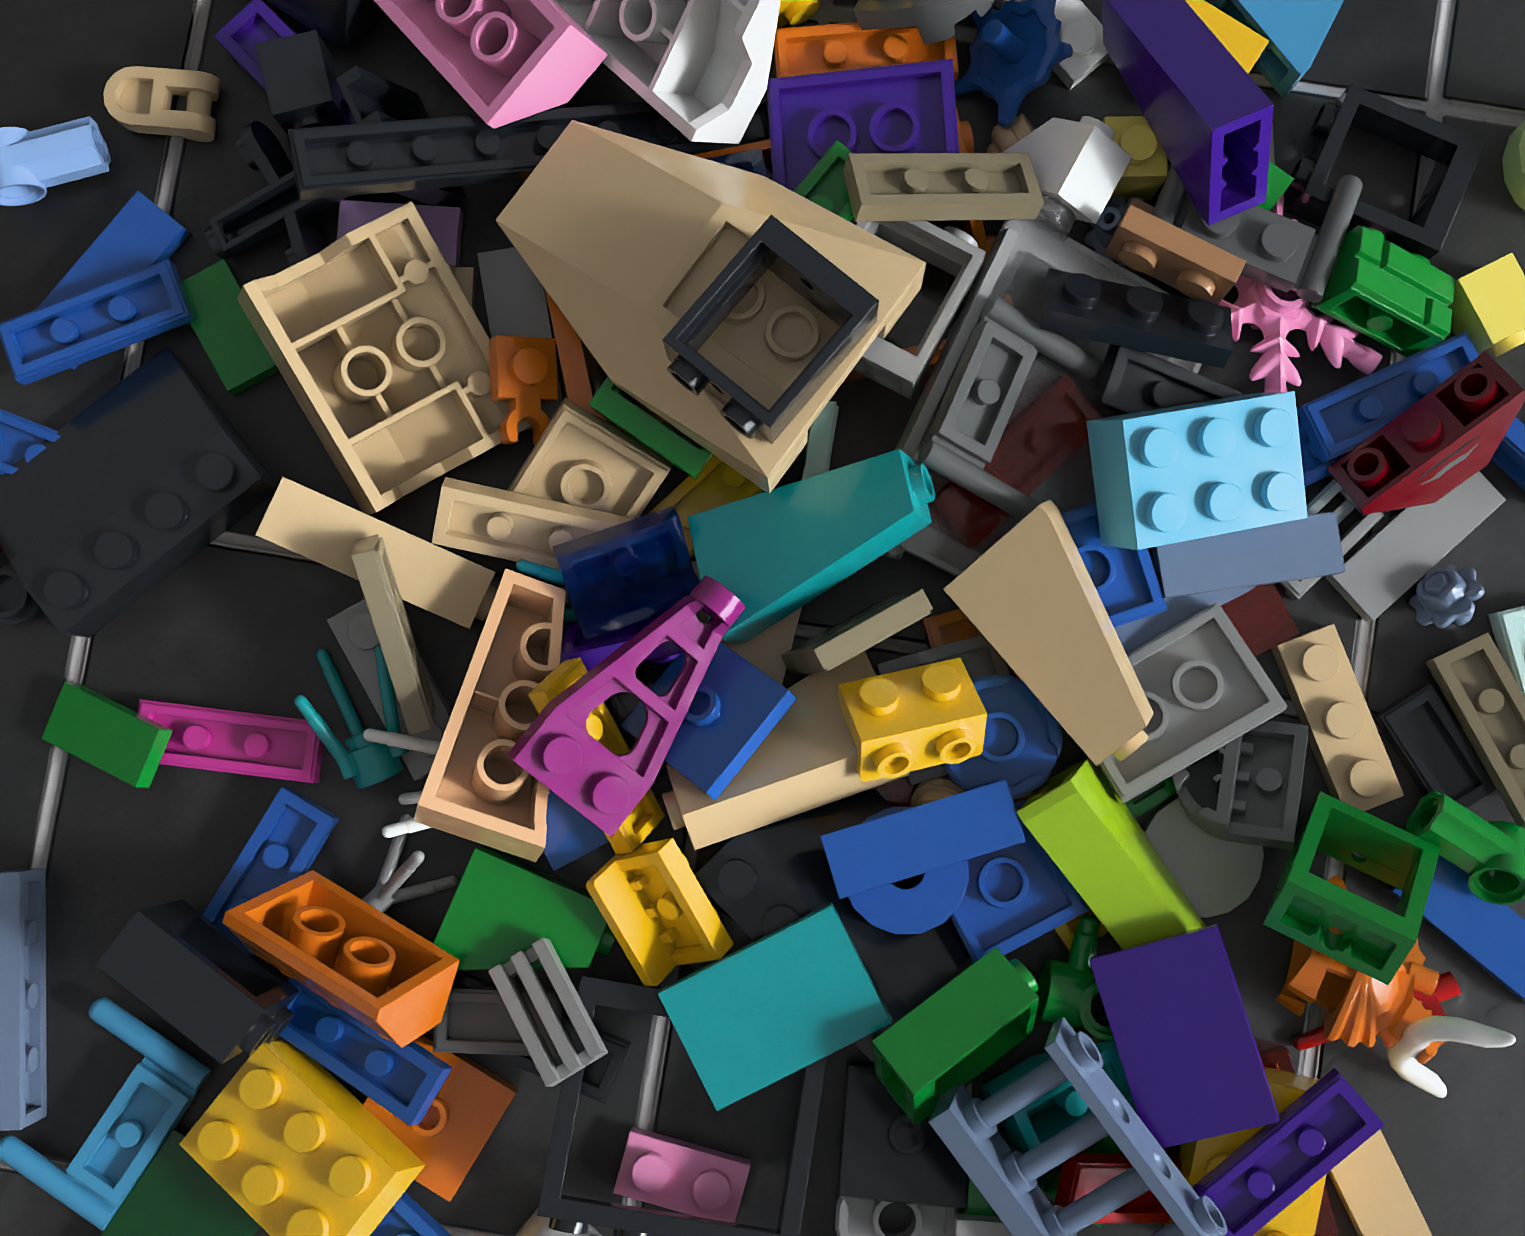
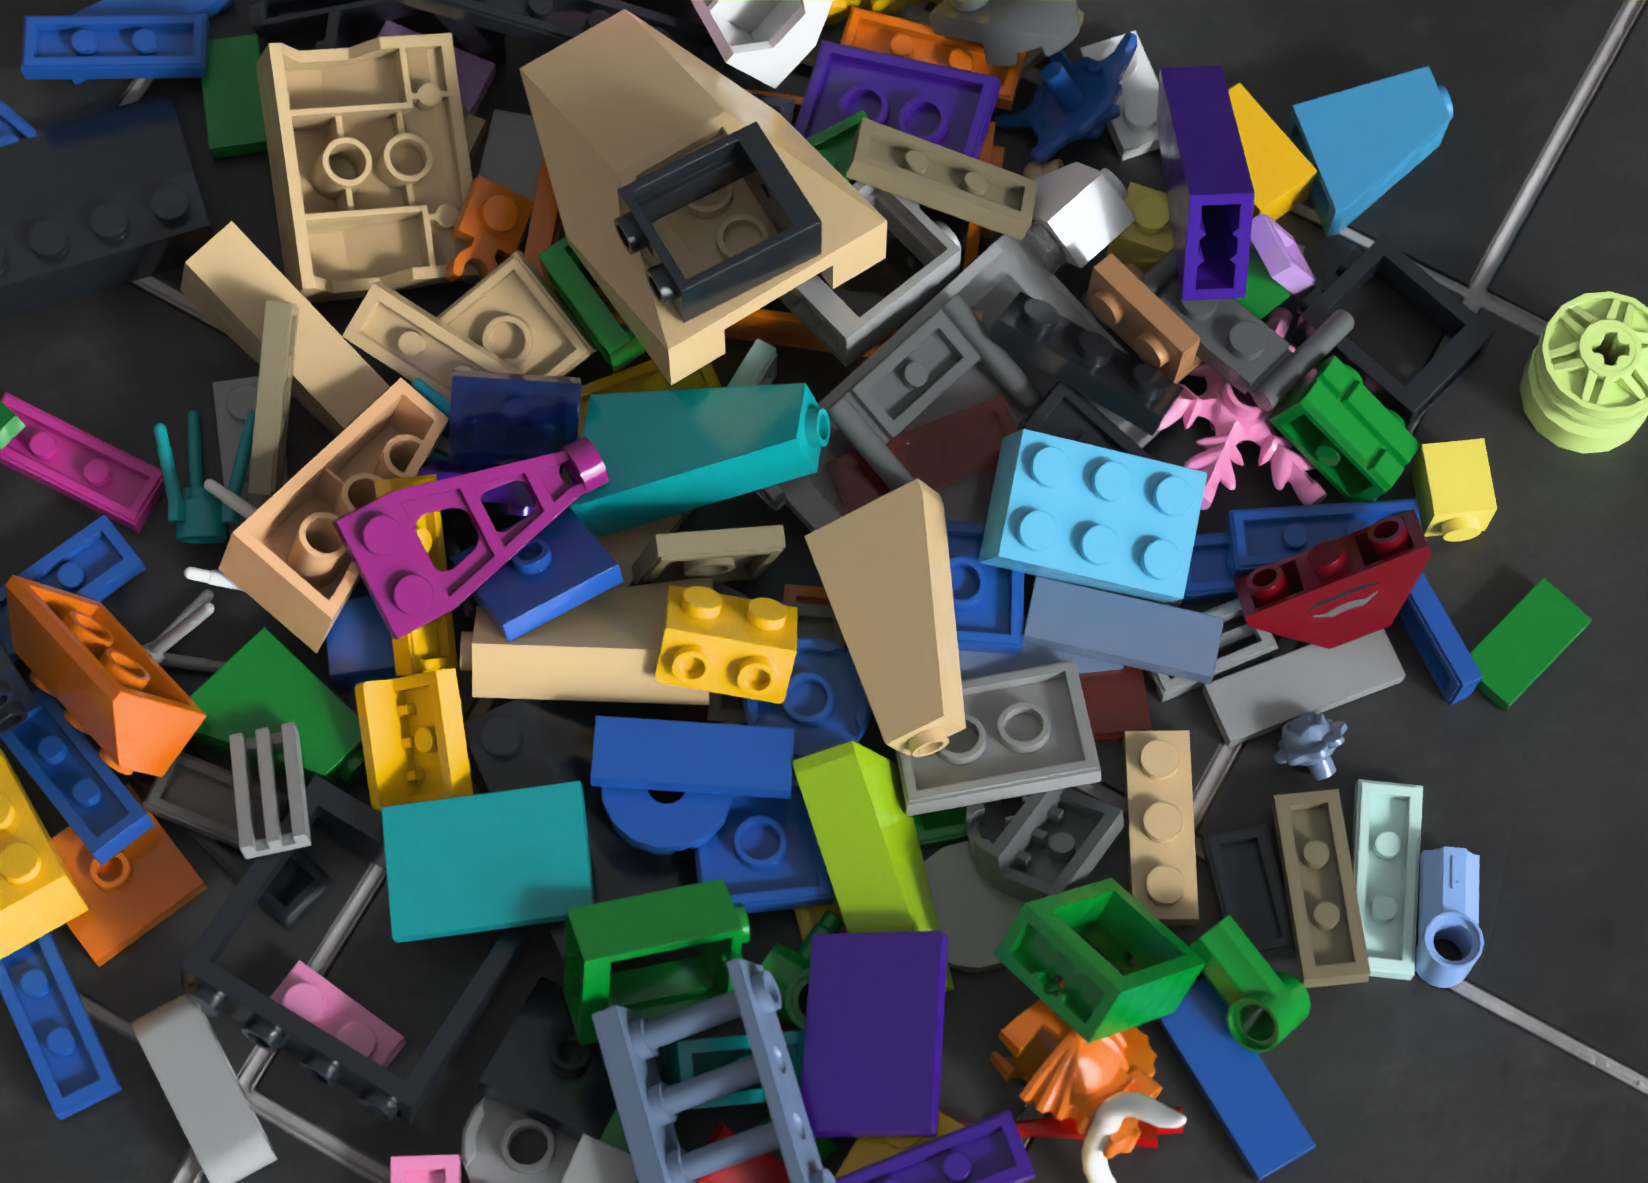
camera: 20 degrees right, 15 degrees down
(1285, 149) = (1282, 256): none -> lavender tile

